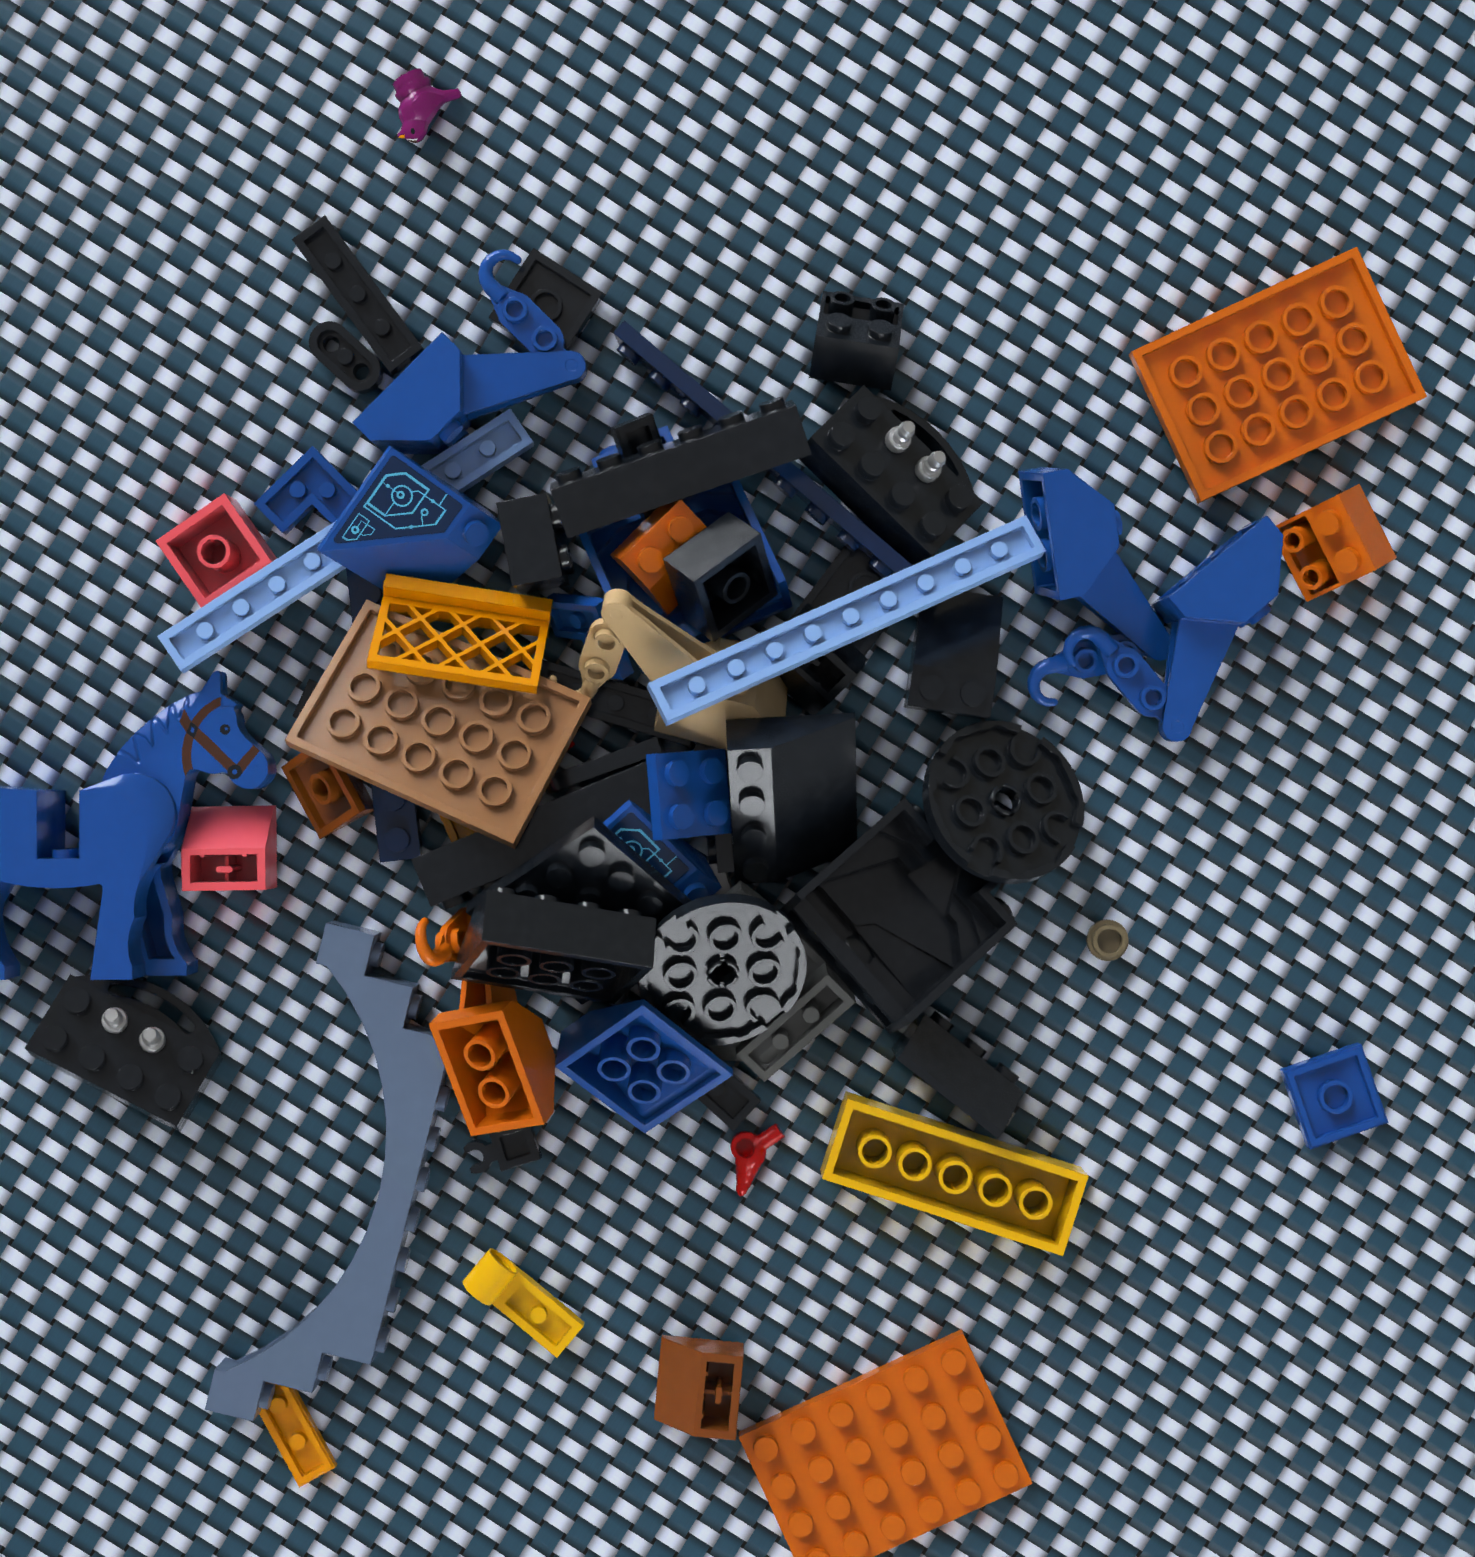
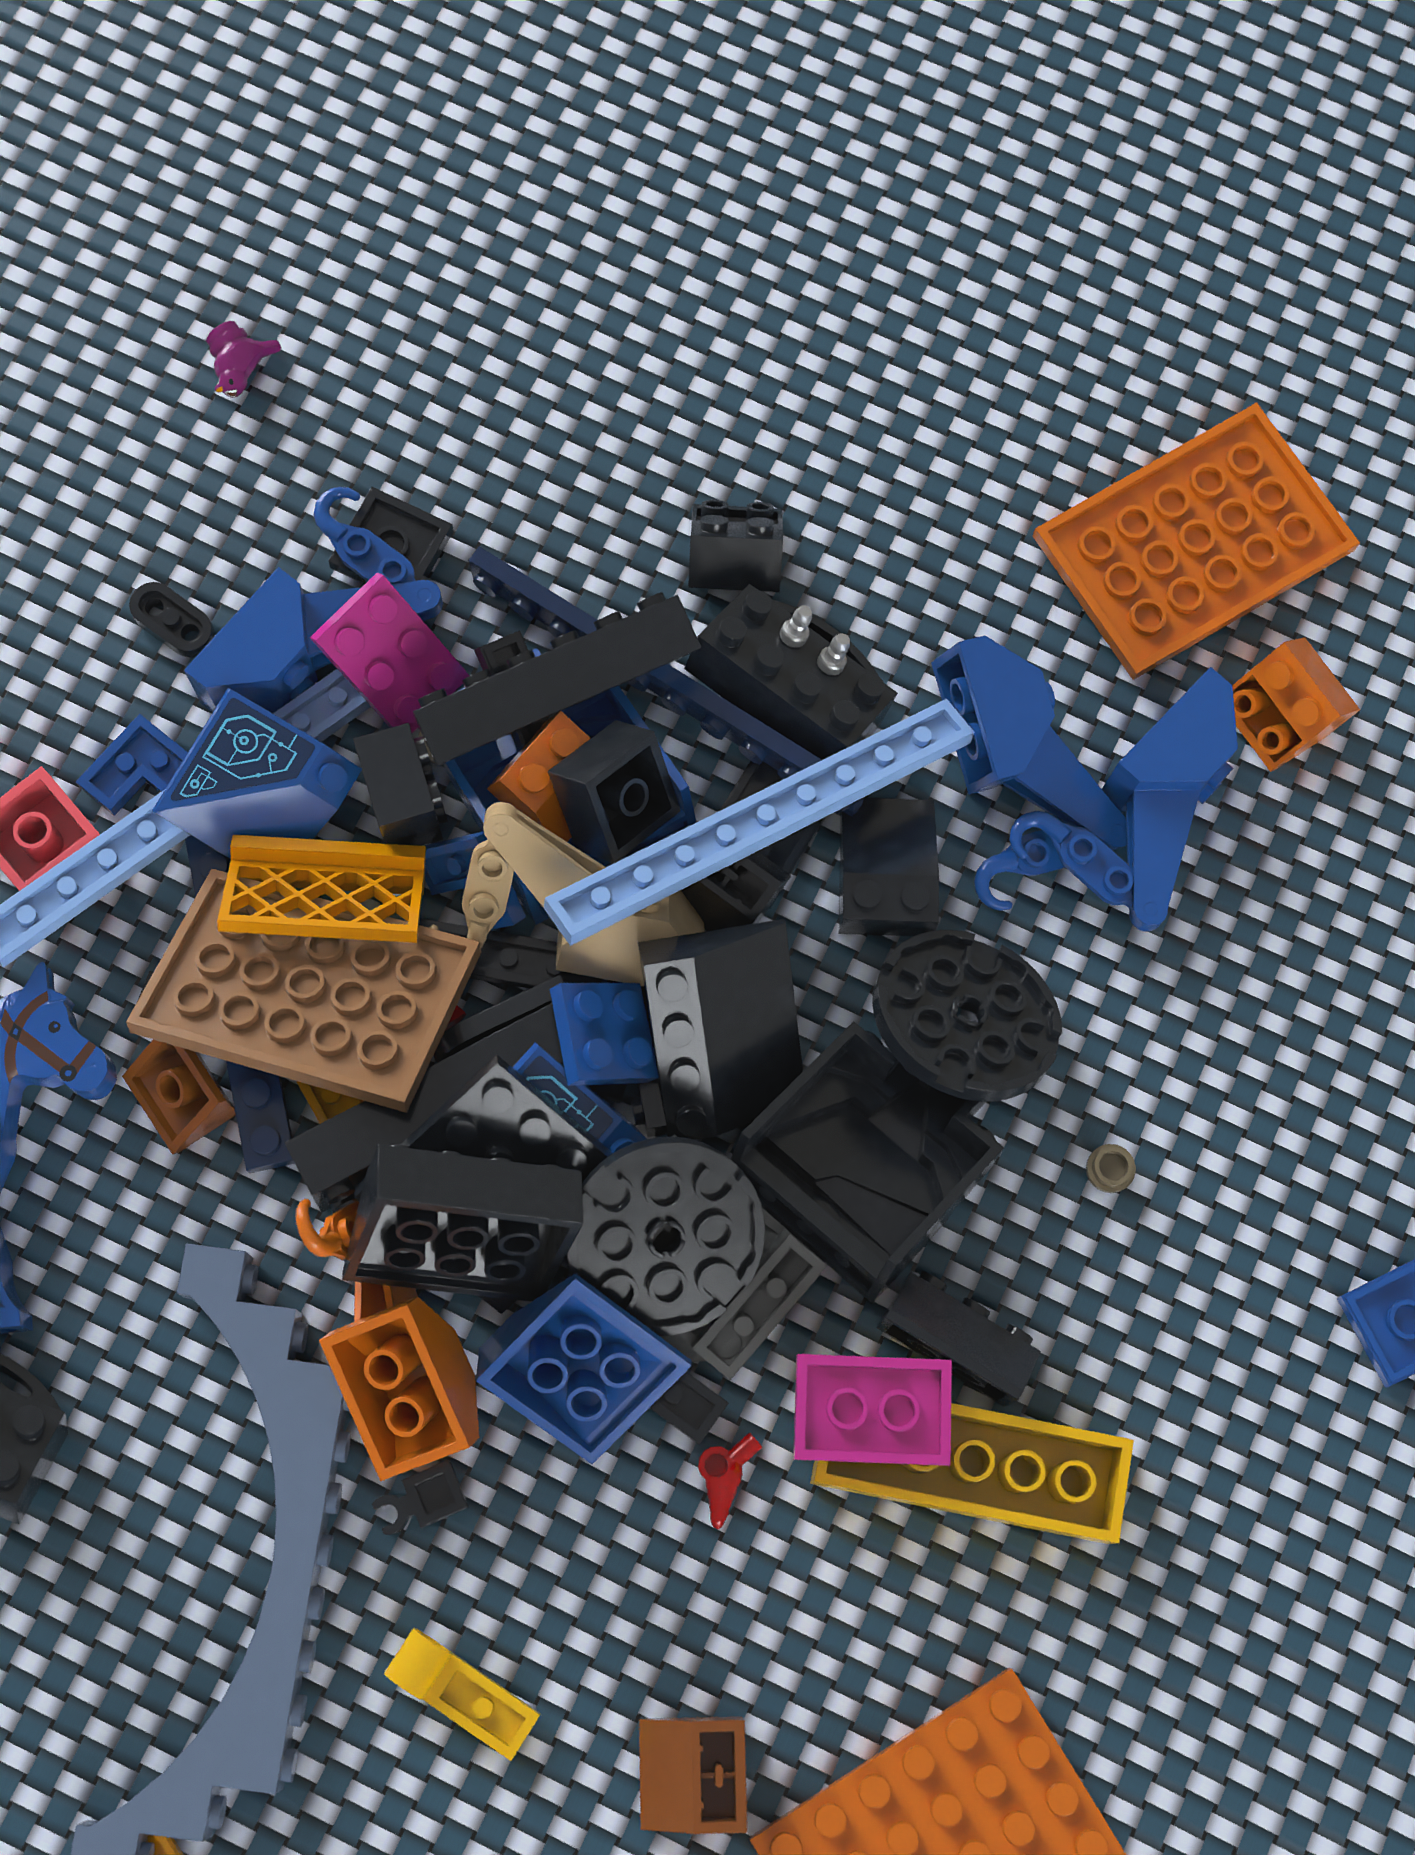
camera: 10 degrees left, 15 degrees down
(230, 849) = (66, 1174): coral slope -> none
(358, 295) = (179, 551): black plate -> none
(535, 419) = (387, 652): none -> dark pink plate
(876, 1131) = (873, 1409): none -> dark pink plate

